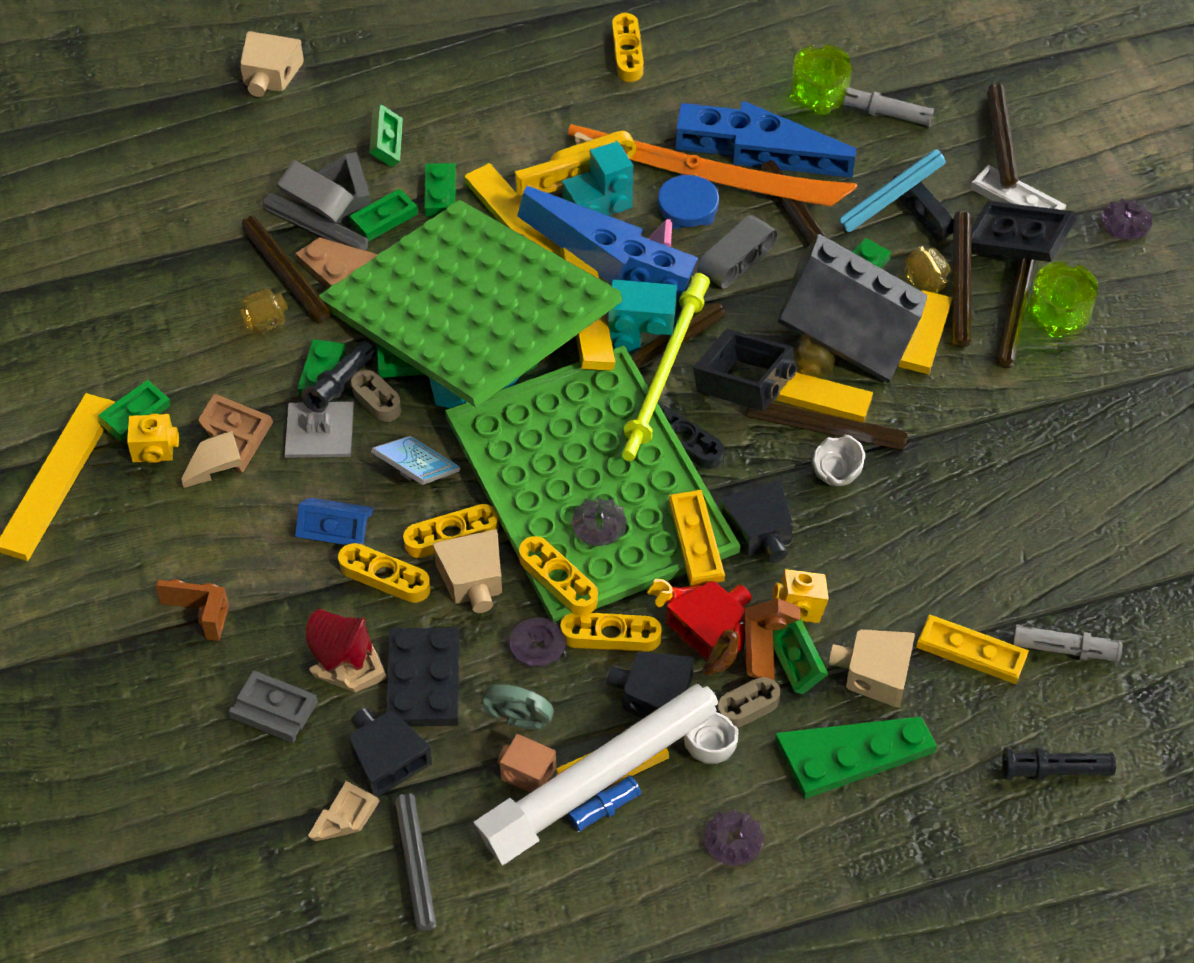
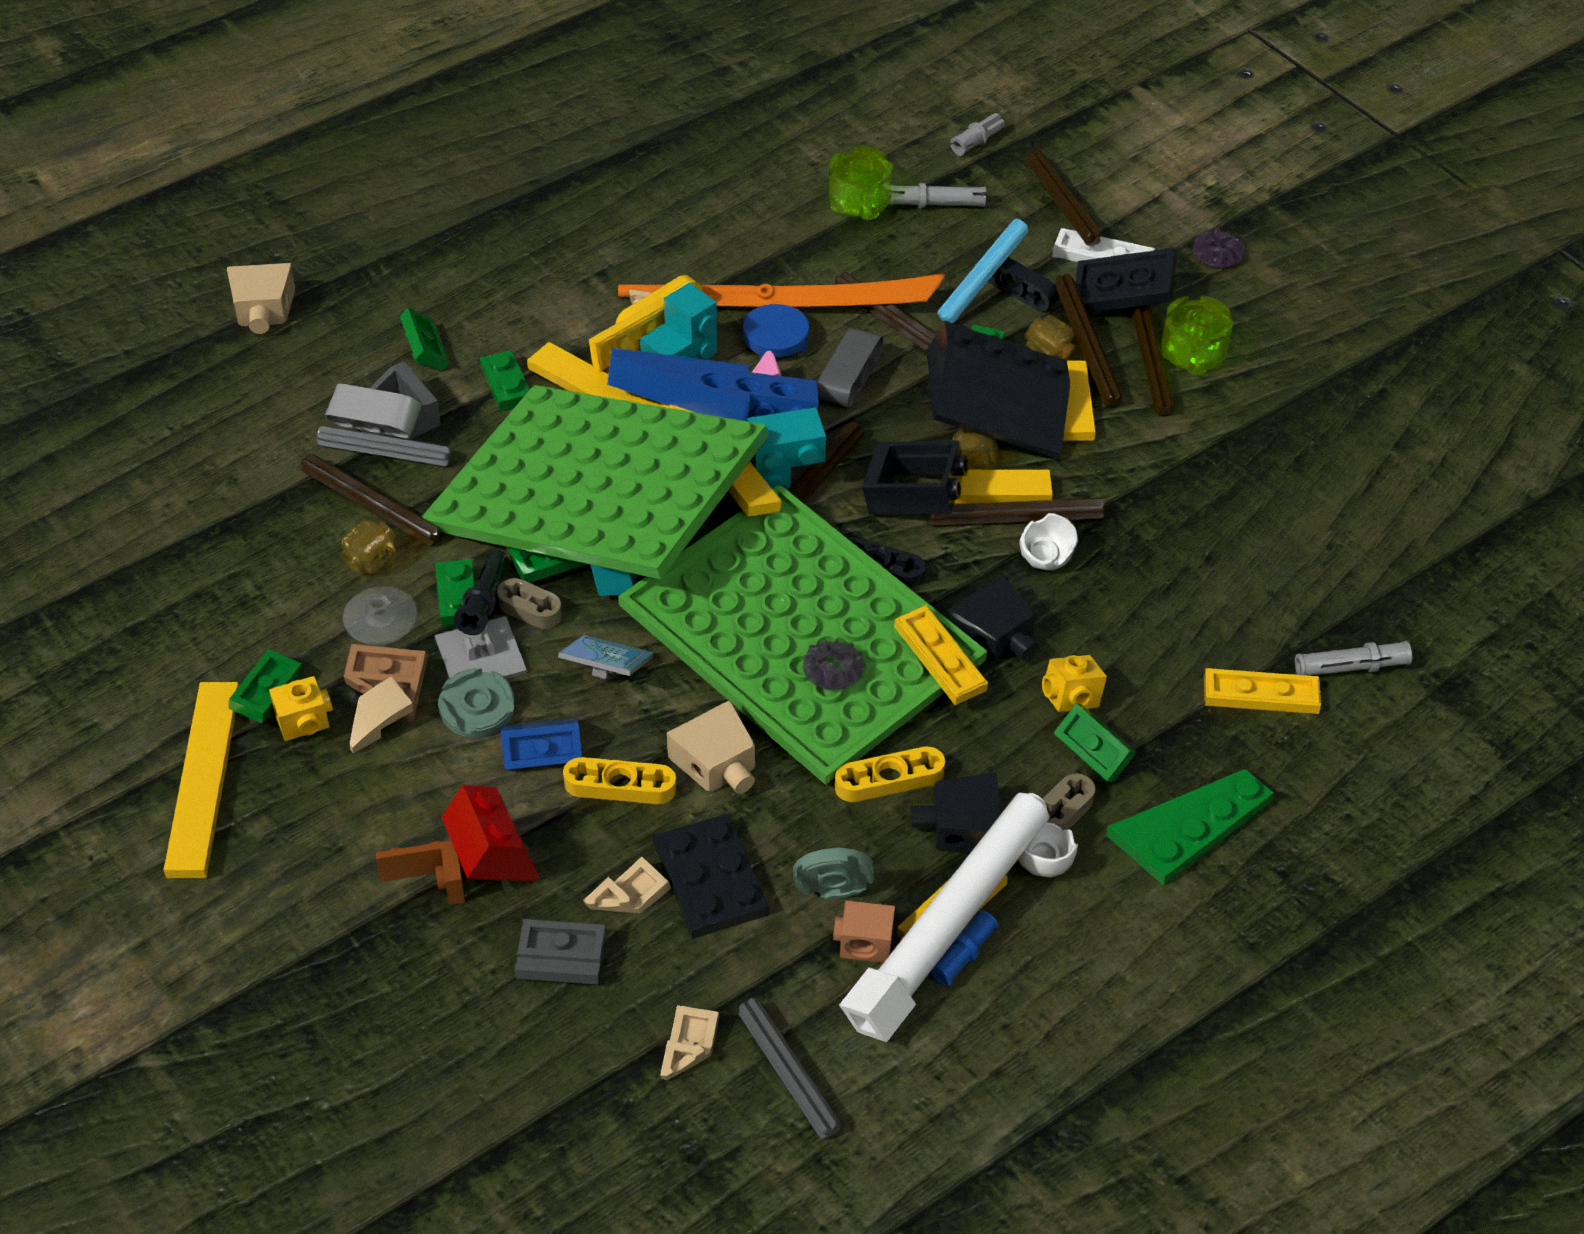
camera: 20 degrees left, 5 degrees down
(252, 592) = (487, 836): none -> red slope
(253, 373) = (380, 615): none -> clear dish
(296, 472) = (476, 703): none -> sand green tile
(331, 260) = (419, 480): medium nougat wing -> none
(337, 640) = (606, 859): dark red hair -> none
(383, 214) = (457, 419): green plate -> none
(387, 750) = (707, 960): black torso -> none
(459, 518) = (680, 703): yellow beam -> none
(537, 630) = (809, 795): clear purple gear -> none
(561, 590) = (809, 715): yellow beam -> none
(631, 38) = (651, 222): yellow beam -> none
(638, 430) = (835, 562): neon yellow bar -> none
(706, 619) = (989, 734): red torso -> none
(740, 850) = (1095, 947): clear purple gear -> none
(759, 627) = (1045, 715): dark orange bracket -> none
(761, 136) = (823, 252): blue brick -> none
(876, 664) = (1179, 730): tan torso -> none
(952, 55) = (976, 134): none -> light grey axle
(1040, 764) = (1383, 781): black pin -> none

